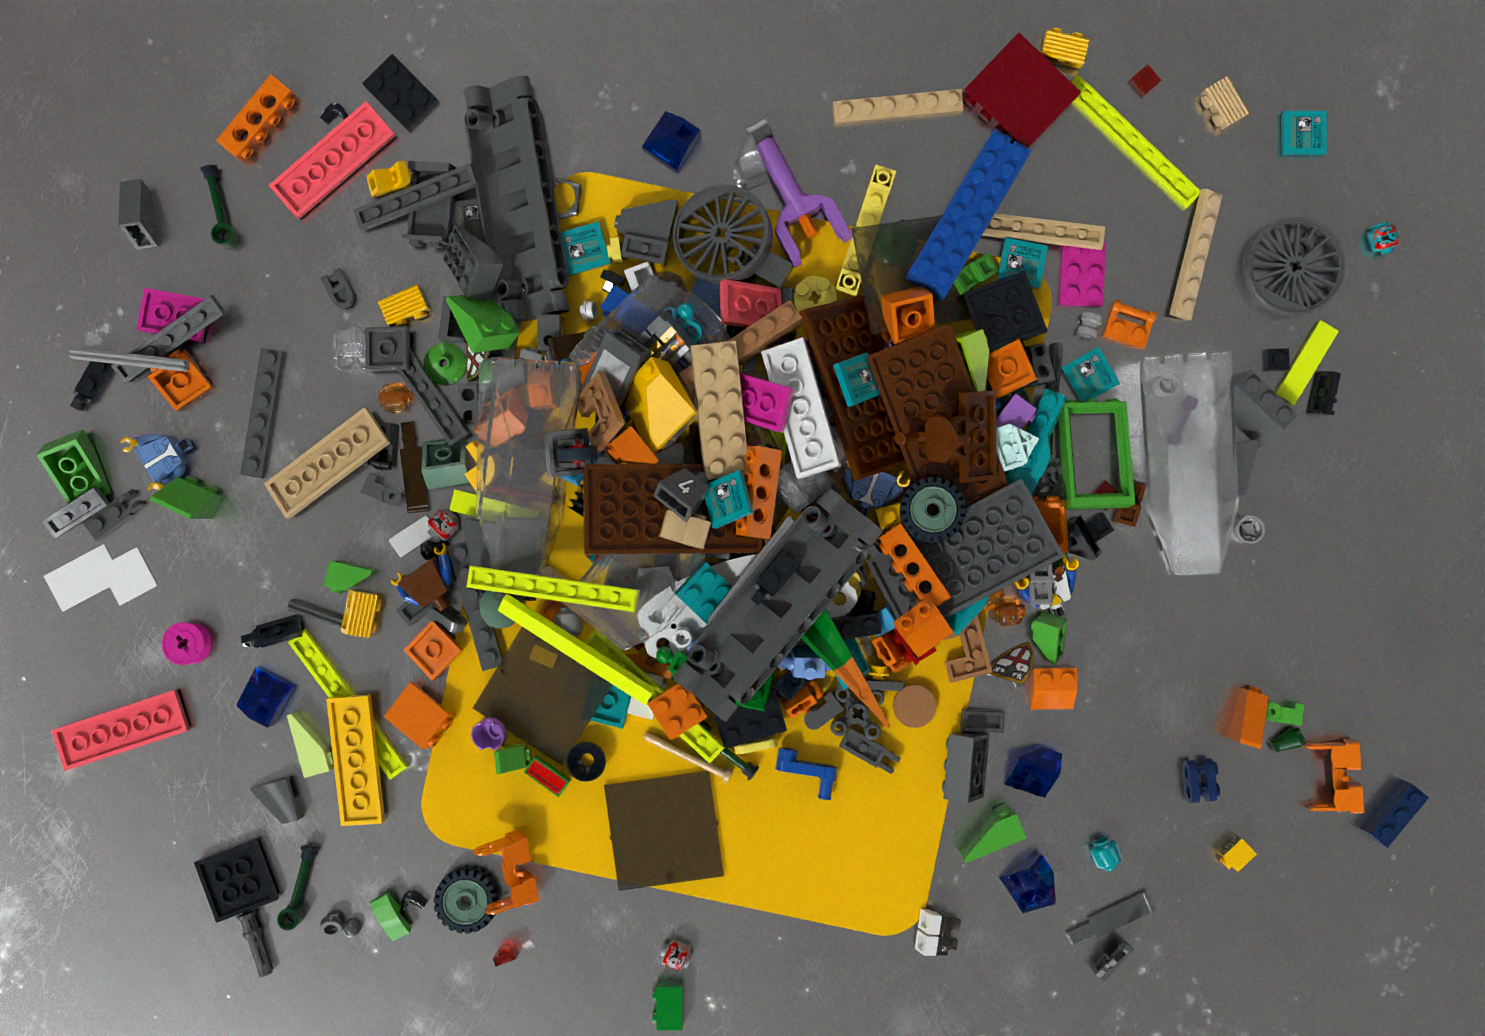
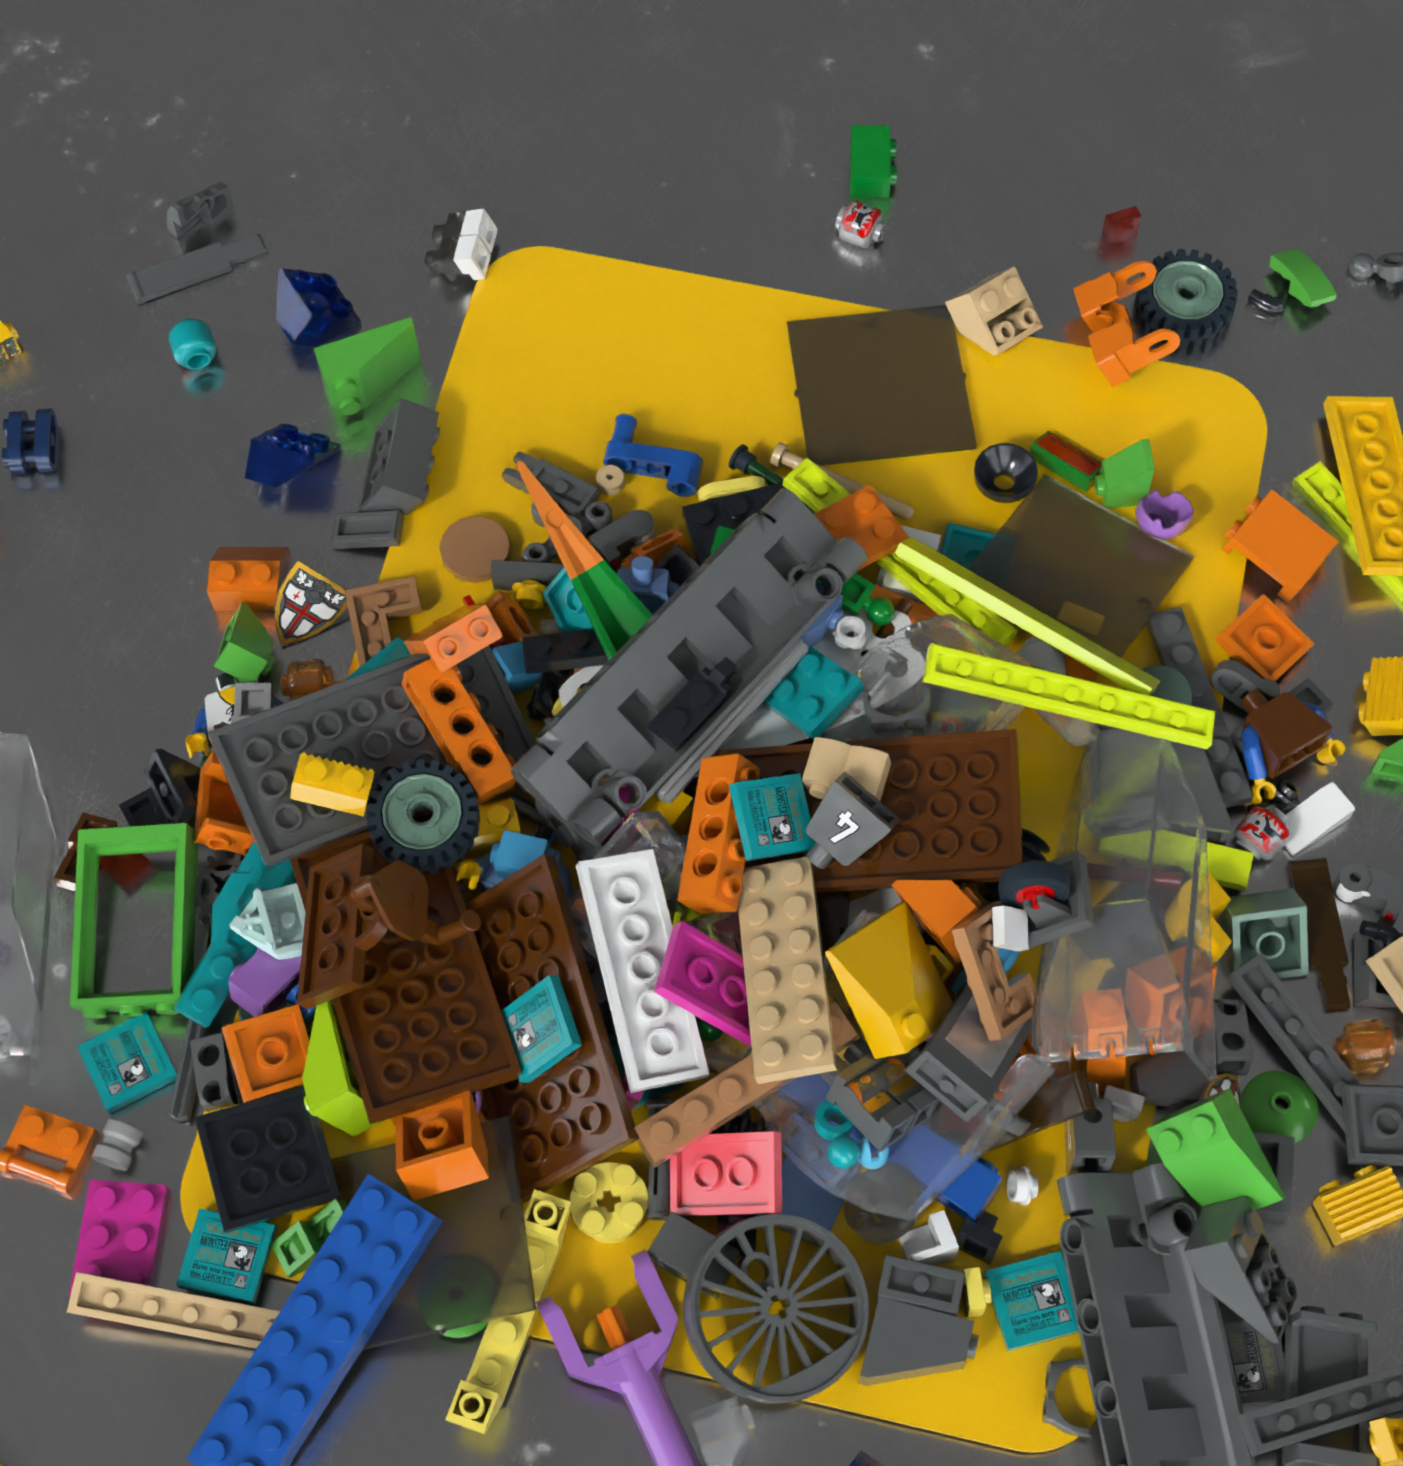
camera: 175 degrees left, 25 degrees down
(590, 883) = (995, 312): none -> tan slope
(592, 431) = (1010, 928): none -> white tile
(832, 761) = (610, 480): none -> tan piece
(875, 488) = (515, 852): none -> dark azure brick
(987, 524) = (332, 784): none -> yellow brick

